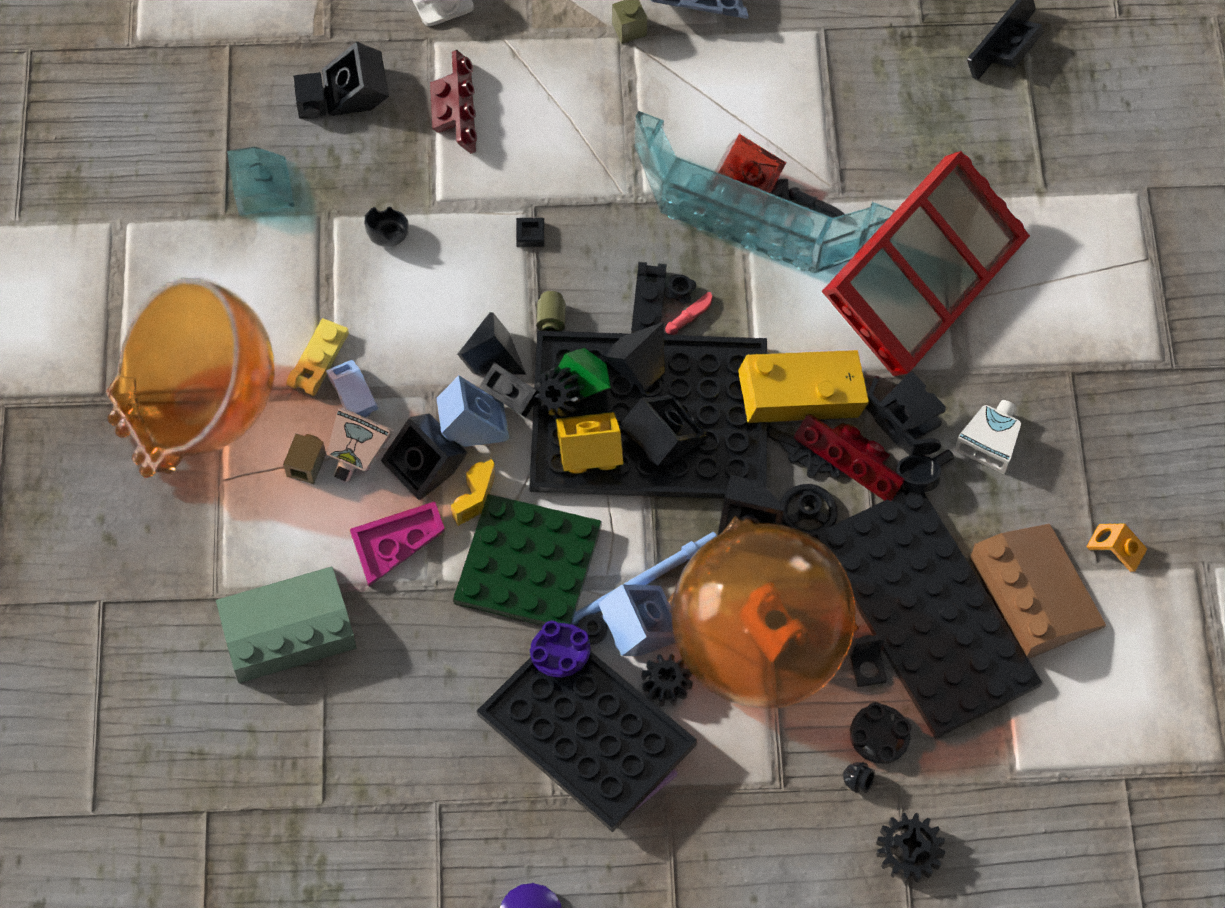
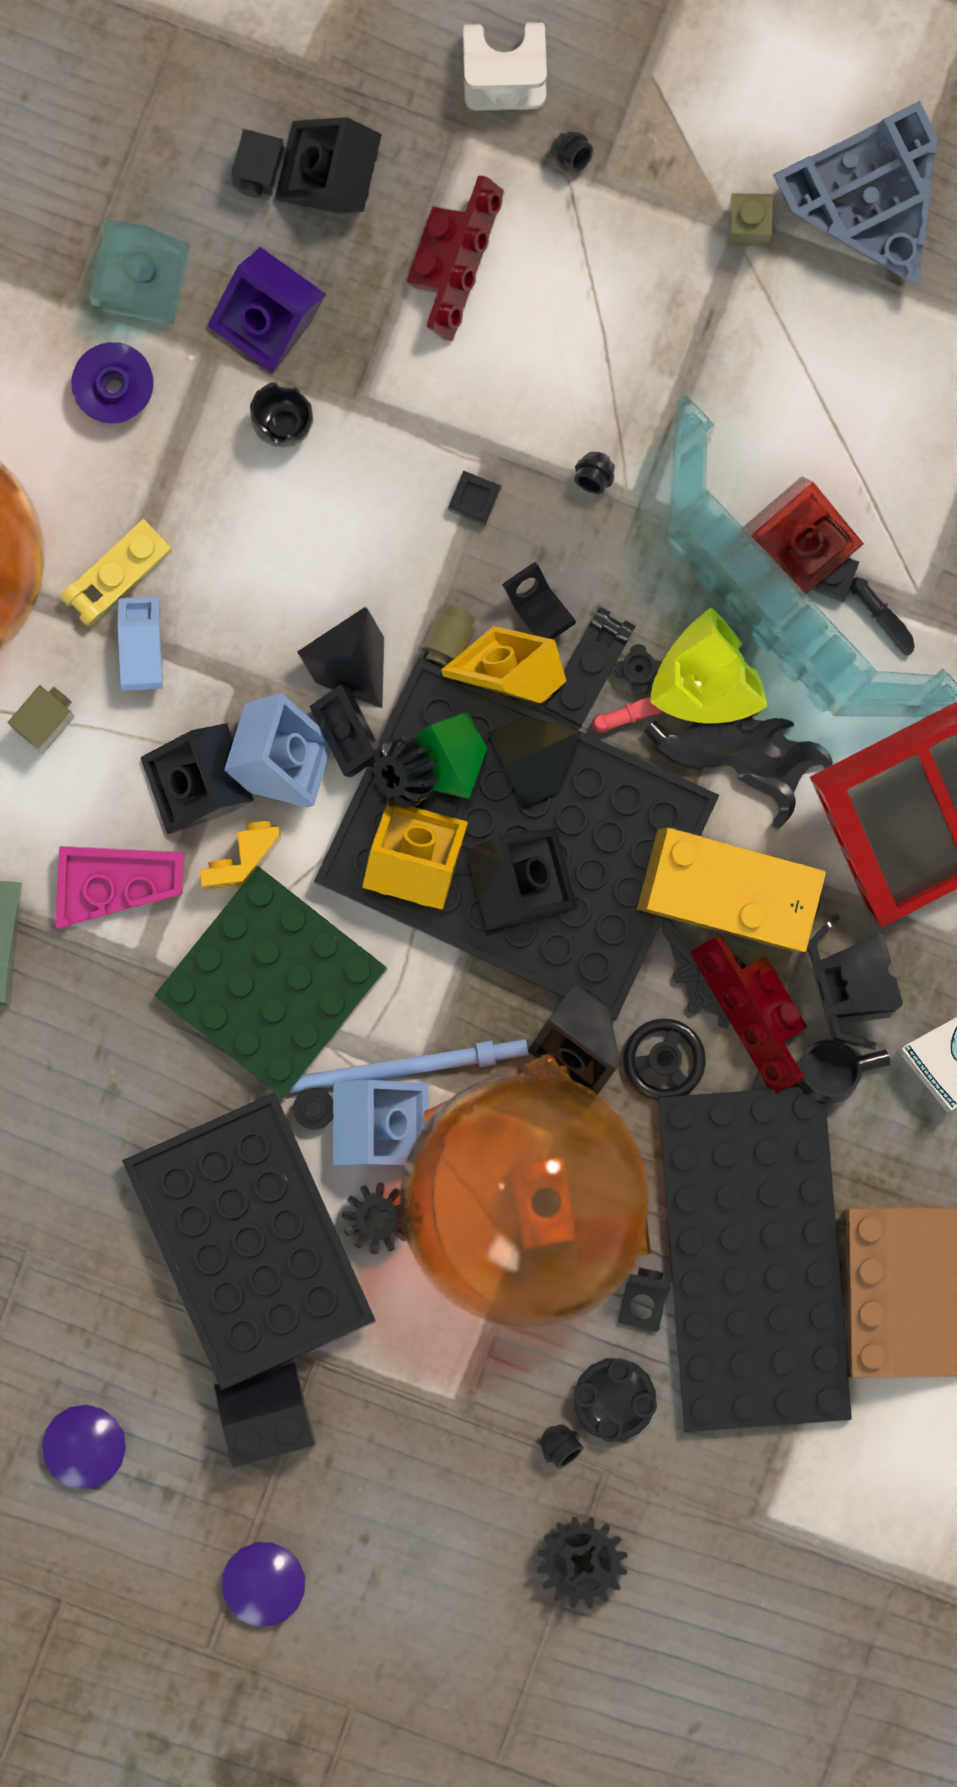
camera: 25 degrees right, 20 degrees up
(268, 237) = (108, 363): none -> dark purple dish
(350, 172) = (265, 308): none -> dark purple slope
(355, 442) = (114, 727): white torso -> none
(502, 23) = (571, 151): none -> black plate
(560, 649) = (256, 1127): dark purple dish -> none
(599, 189) = (594, 472): none -> black plate
(599, 276) = (539, 605): none -> black bracket
(600, 311) = (510, 665): none -> yellow slope
(649, 841) = (265, 1416): none -> black slope
(725, 274) = (707, 675): none -> neon yellow brick
(773, 308) = (750, 746): none -> black piece

